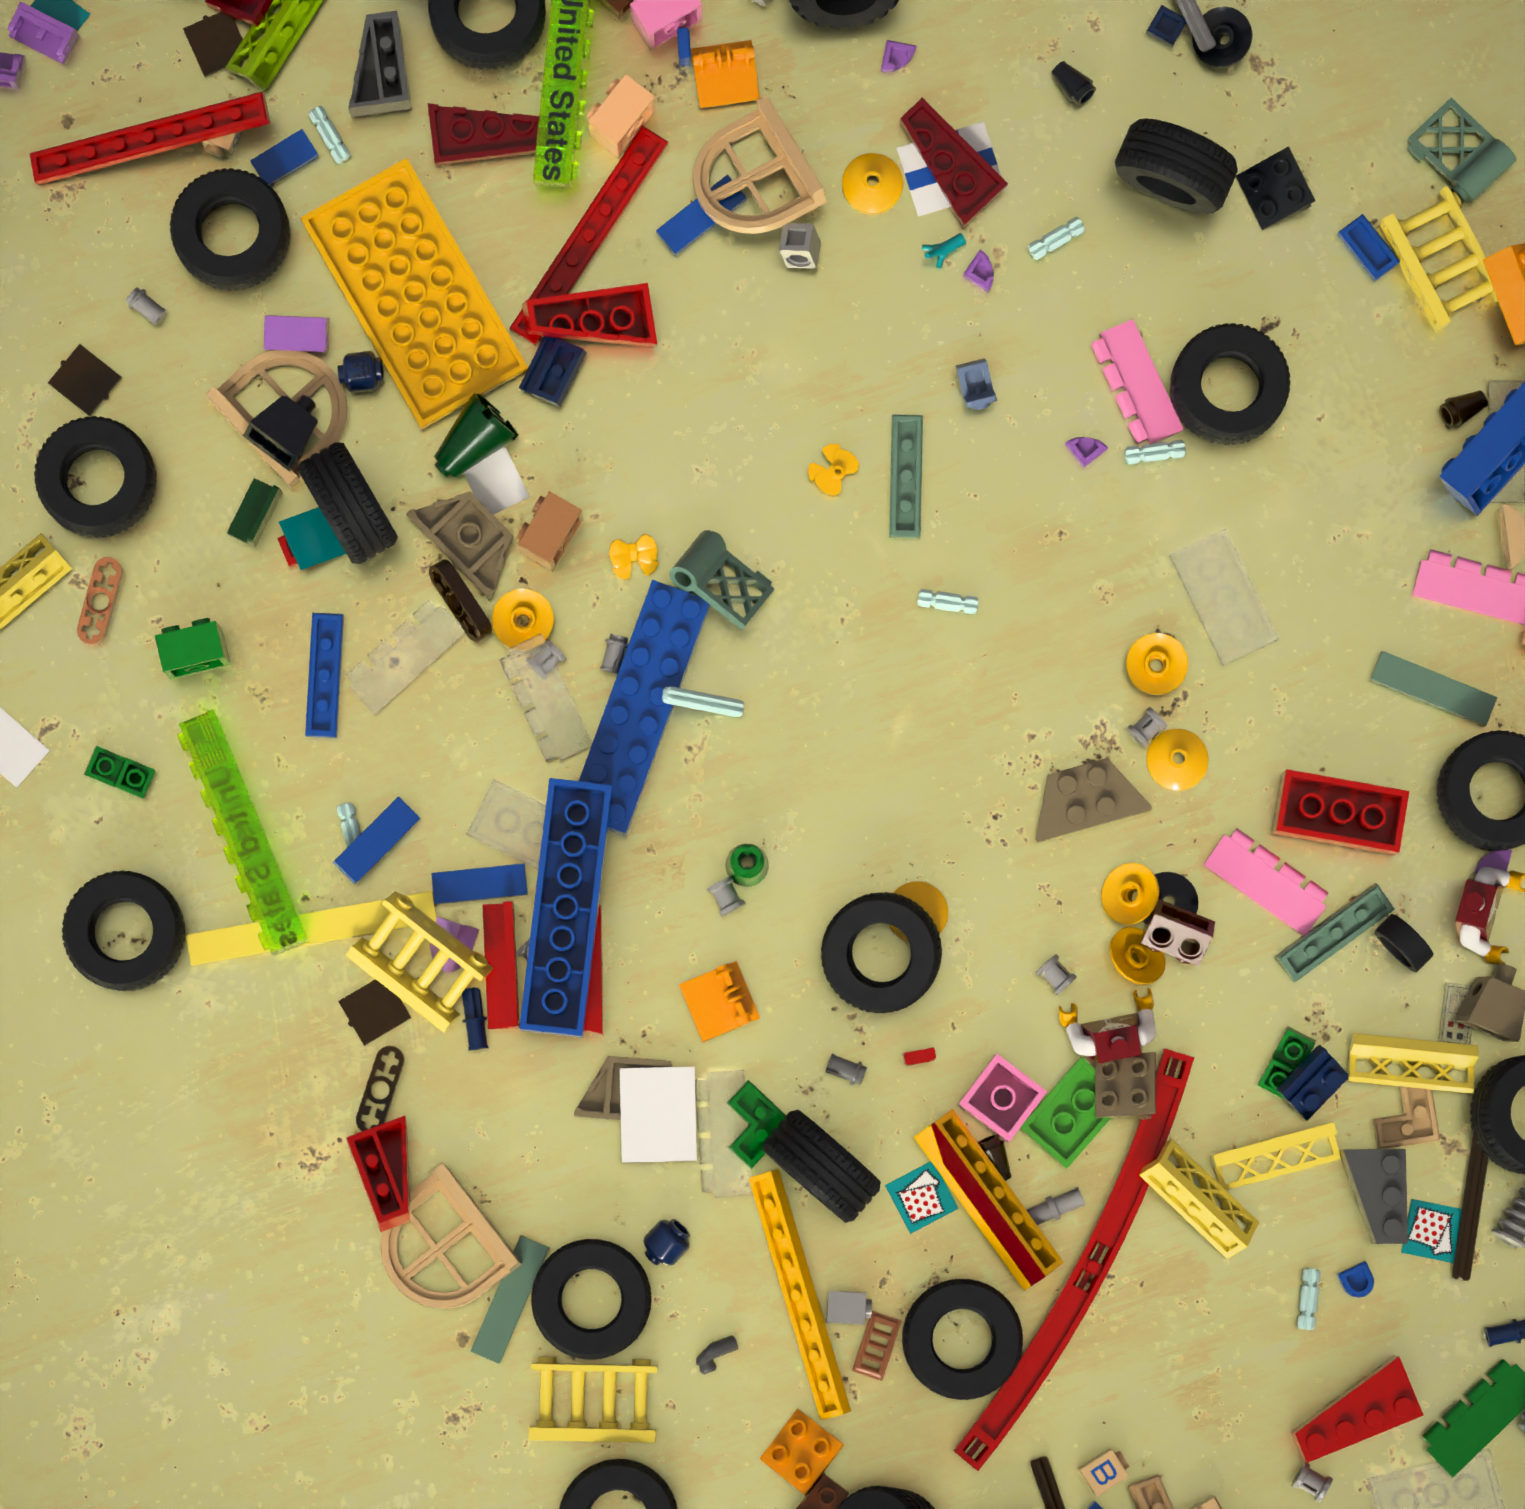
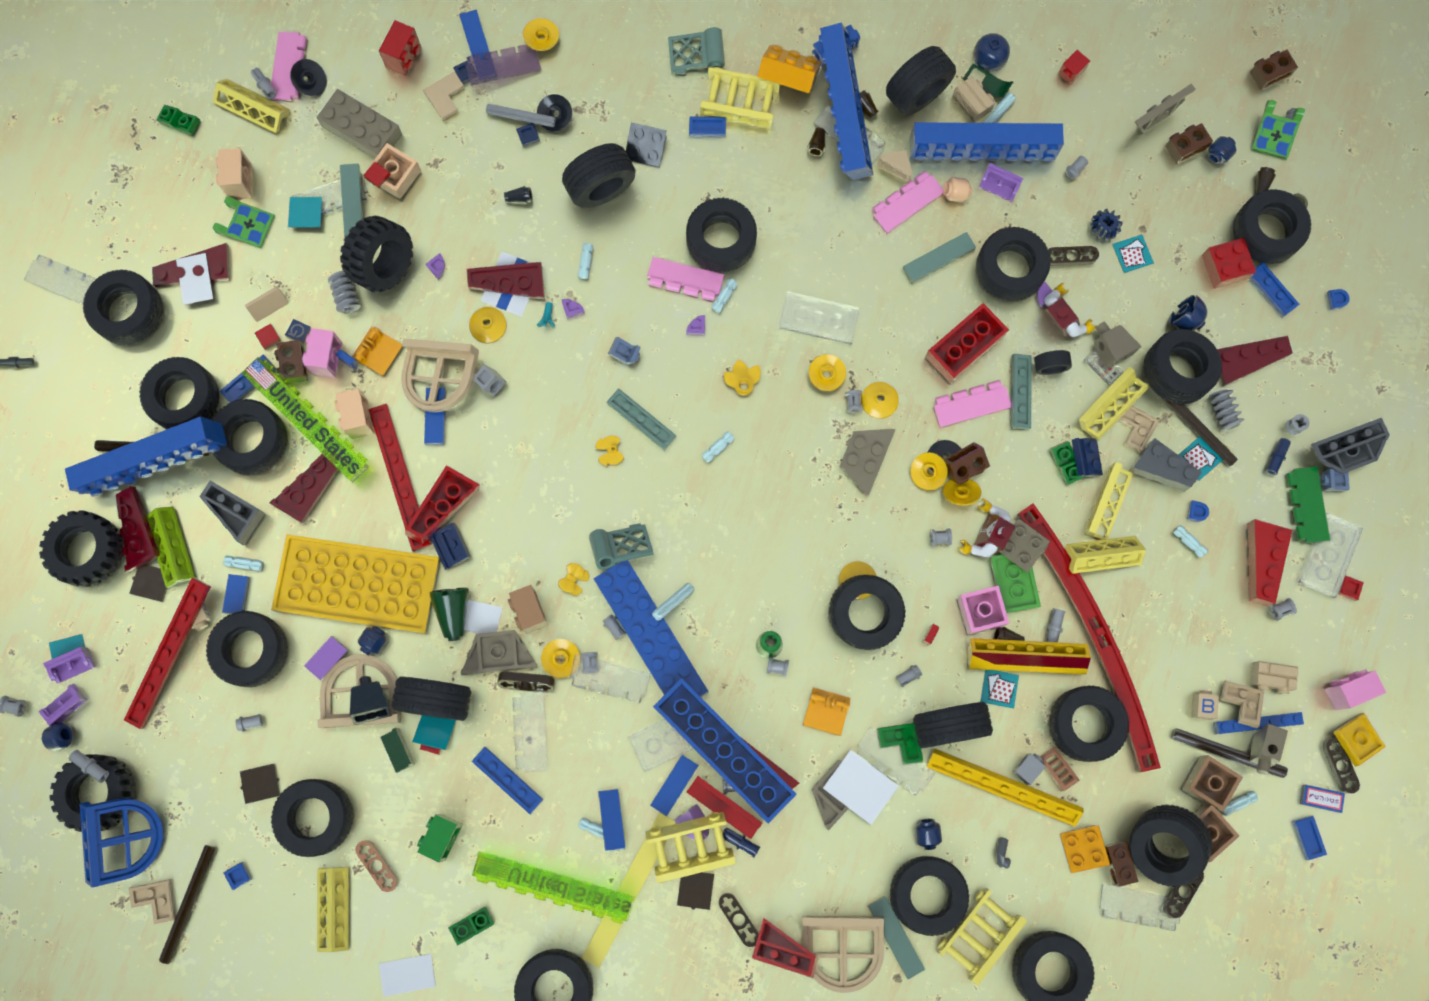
camera: 50 degrees left, 5 degrees down
(1067, 558) = (742, 375): none -> yellow plate

